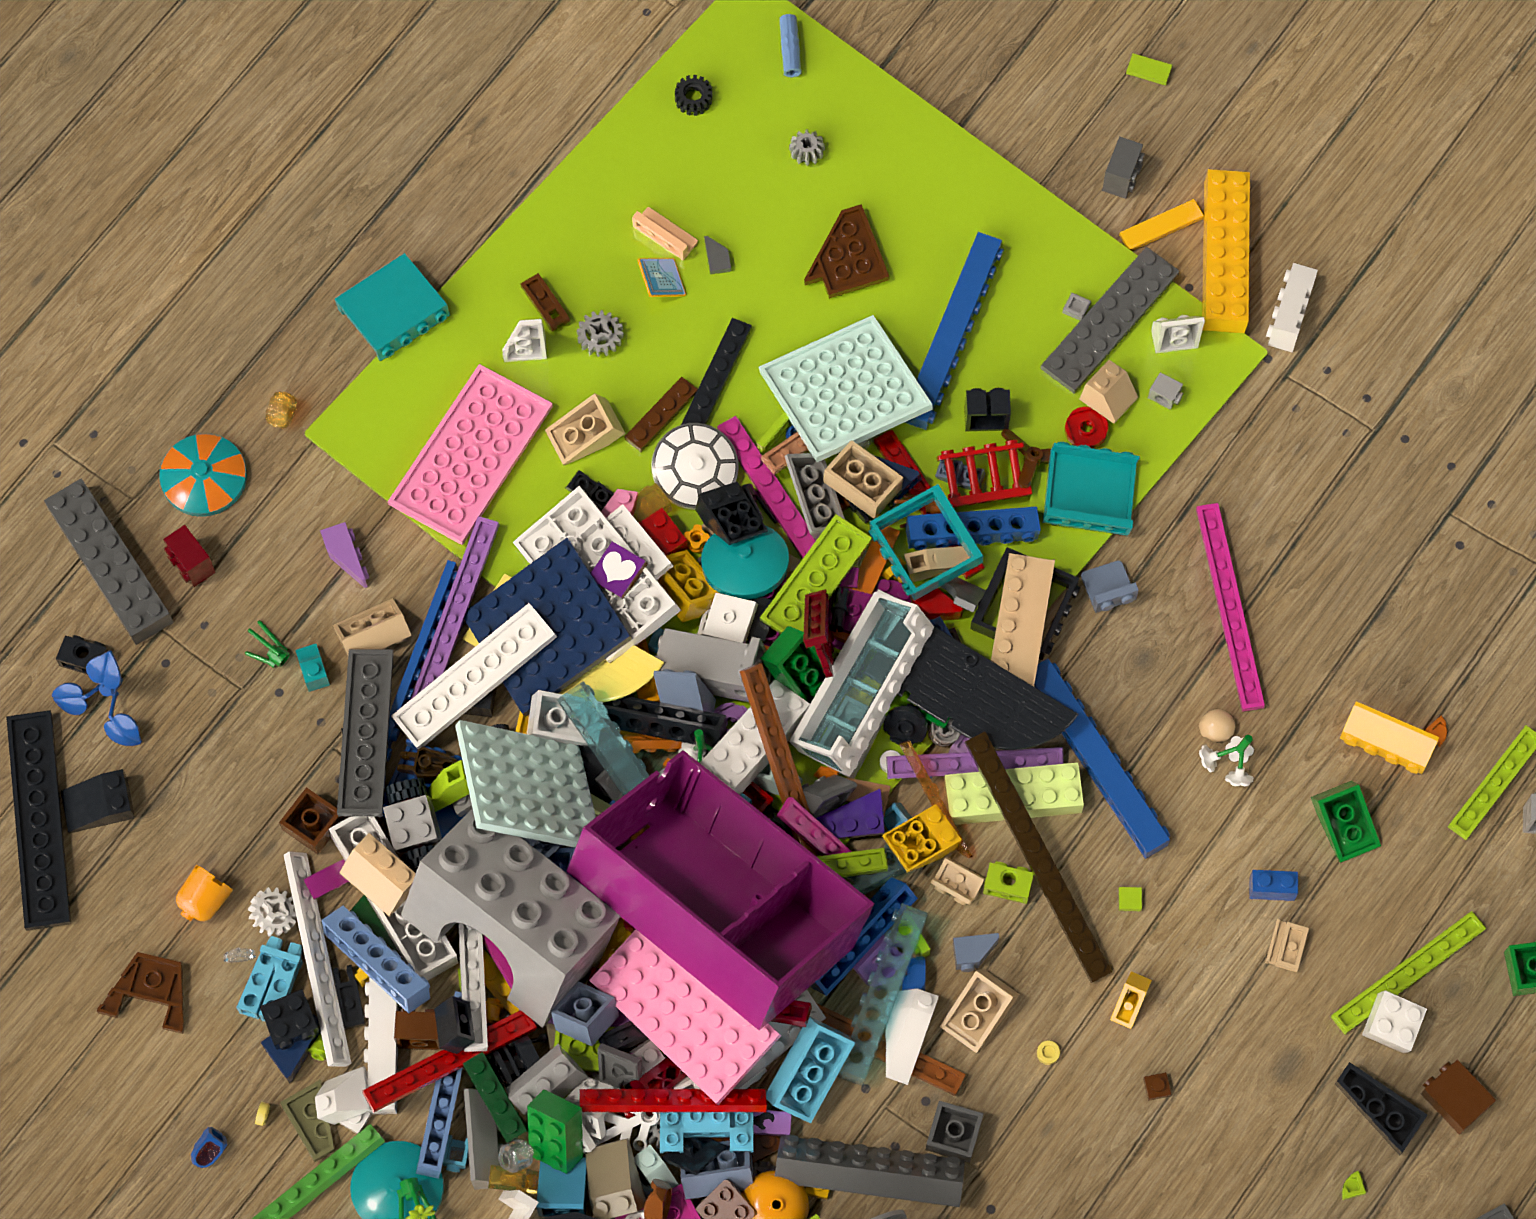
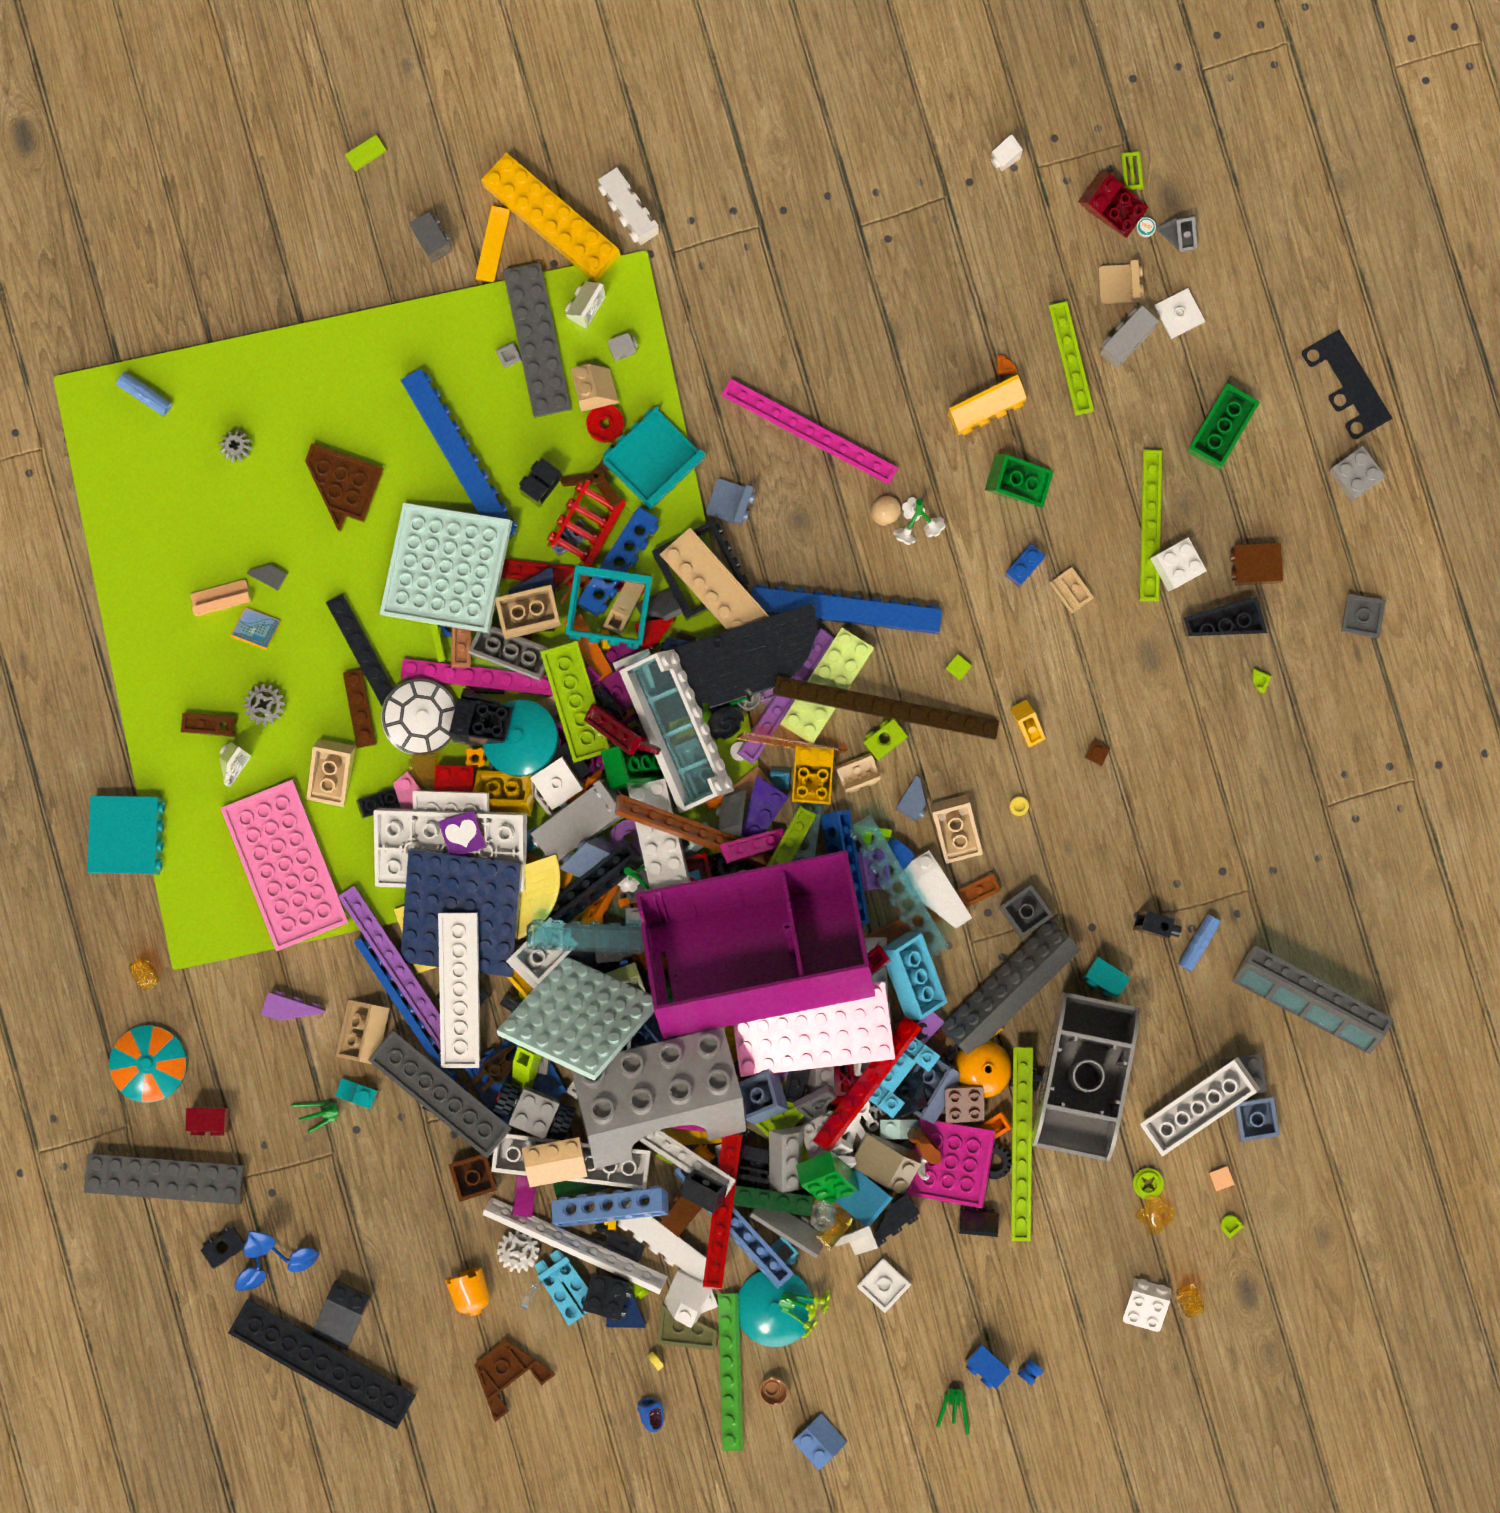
camera: 50 degrees left, 15 degrees up
(693, 105) = (136, 501): black tyre -> none

